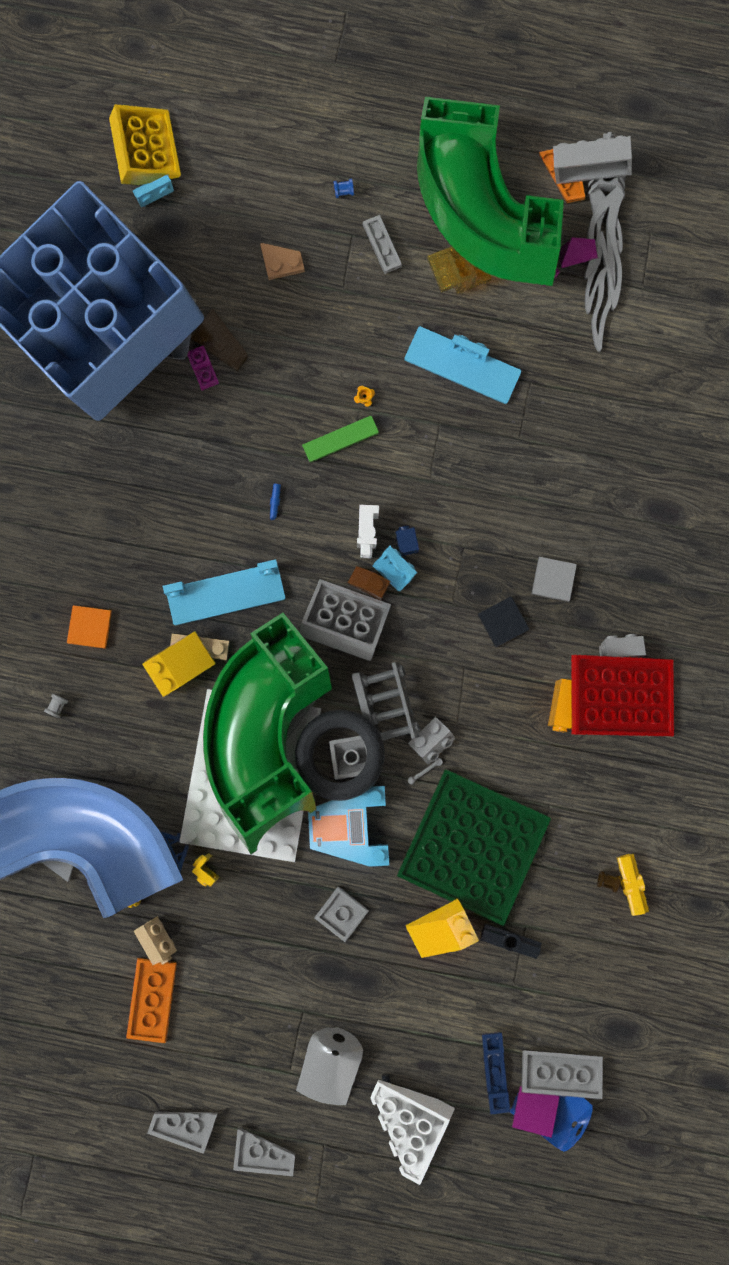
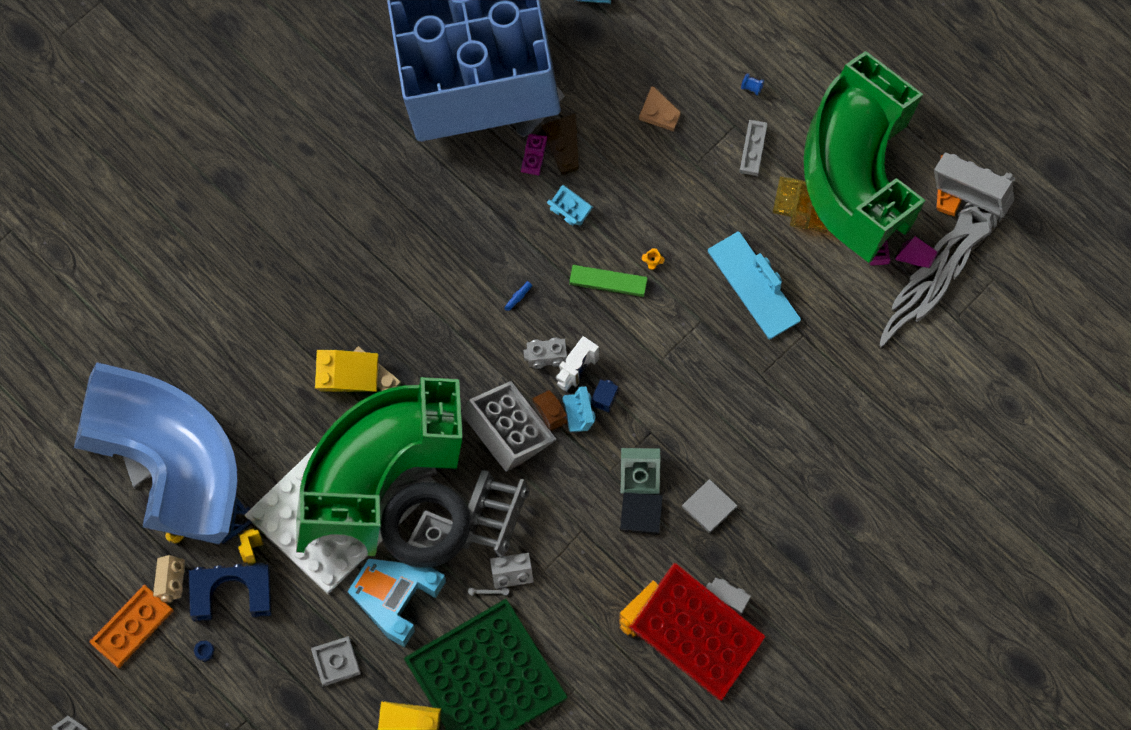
camera: 40 degrees right, 15 degrees down
(56, 705) = (224, 343): light grey bush -> none
(89, 627) = (295, 299): orange tile -> none
(187, 925) = (205, 581): none -> dark blue arch
(225, 593) = (425, 342): medium azure bracket -> none
(227, 979) = (204, 651): none -> dark blue tile
(264, 394) = (570, 205): none -> medium azure bracket
(328, 540) = (545, 353): none -> light grey brick
(479, 586) = (640, 470): none -> sand green slope

